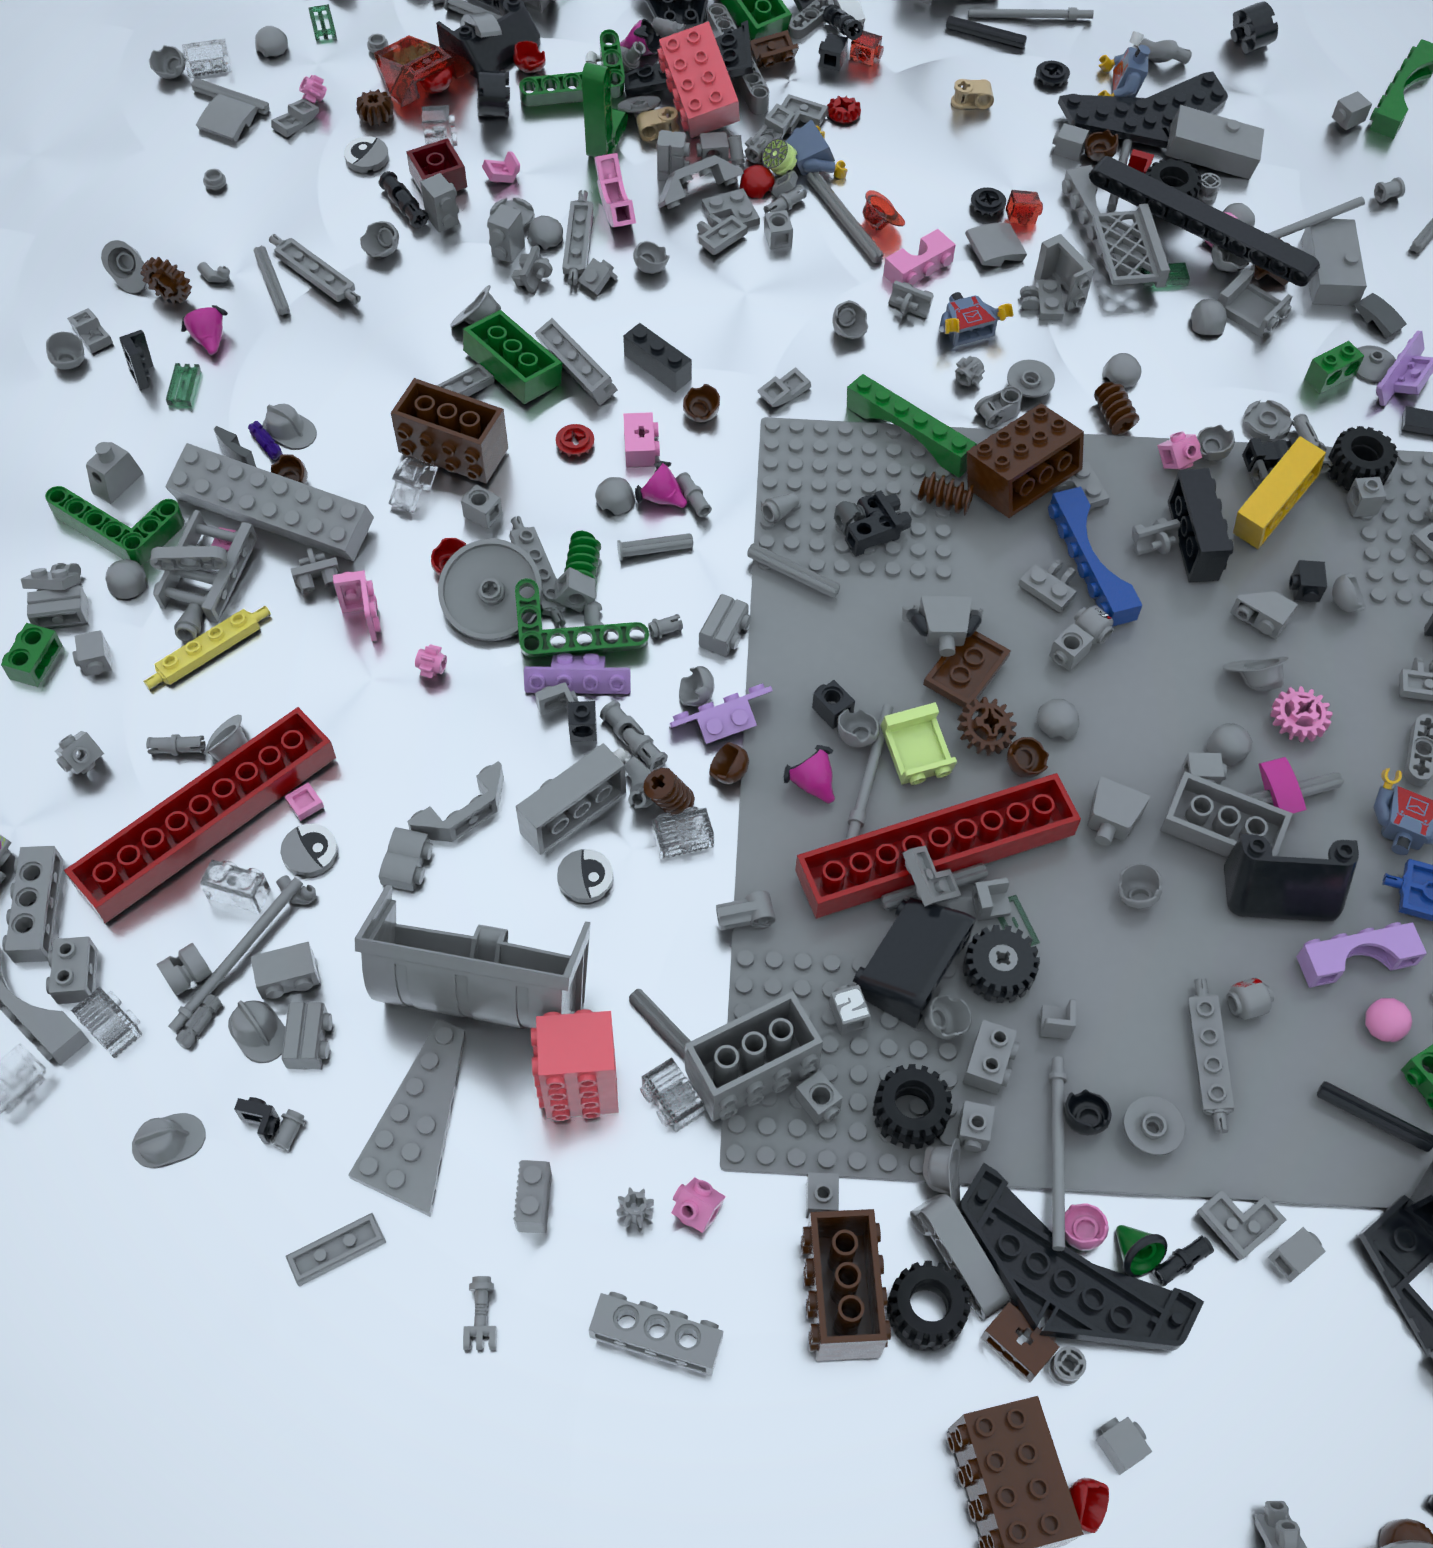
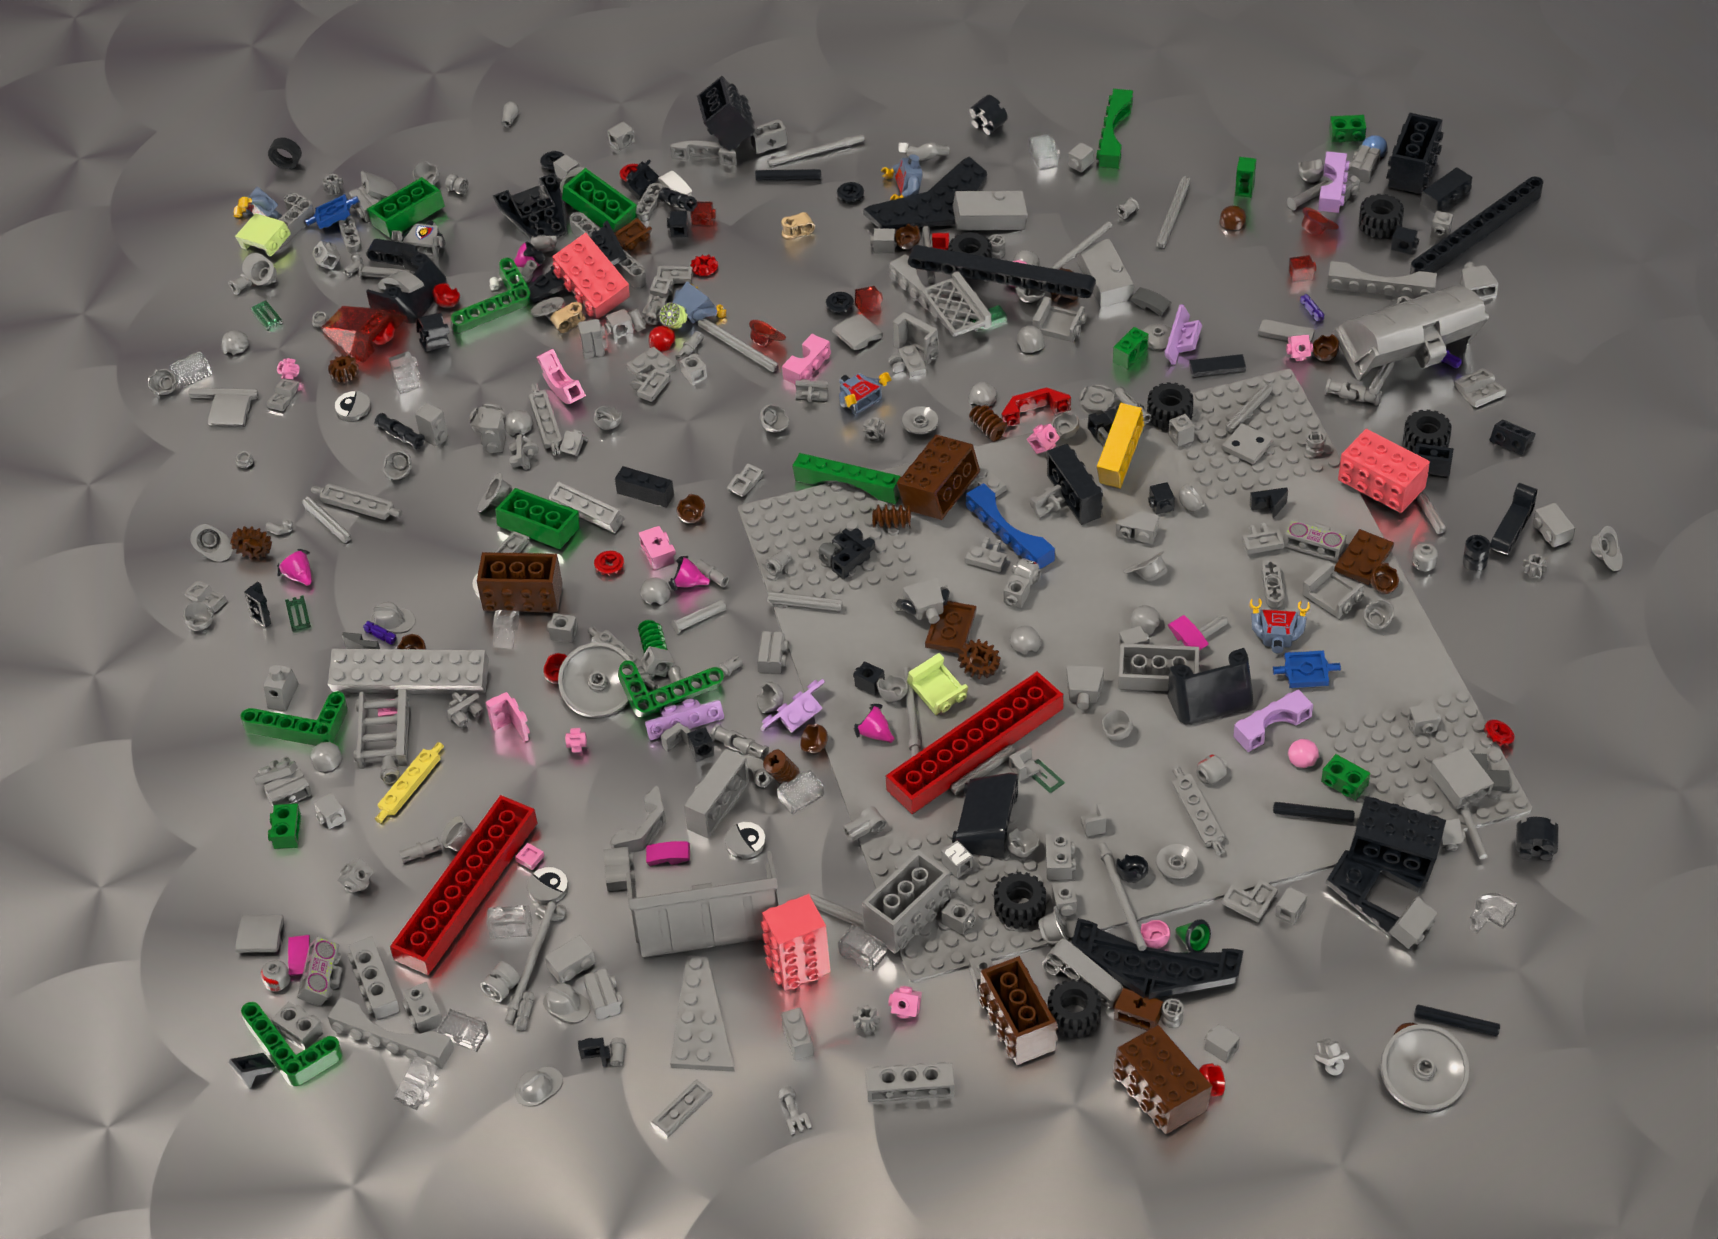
camera: 15 degrees left, 10 degrees down
(188, 558) = (382, 721): light grey beam -> none
(436, 159) = (412, 397): dark red brick -> none
(480, 858) = (672, 852): none -> dark pink slope
(502, 171) = (465, 387): bright pink bracket -> none
(601, 122) = (529, 325): green beam -> none
(722, 171) = (603, 364): light grey slope -> none
(784, 183) = (684, 334): light grey tile -> none
(931, 886) = (981, 765): light grey plate -> none
(998, 977) = (1046, 810): black wheel -> none
(1000, 406) = (905, 446): light grey piece -> none
(1027, 757) = (1013, 670): reddish brown hair -> none
(1182, 1260) = (1222, 933): black pin -> none
(1215, 406) = (1058, 402): none -> red slope
(1301, 714) = (1185, 585): bright pink gear -> none
(1307, 91) = (1044, 152): none -> clear brick

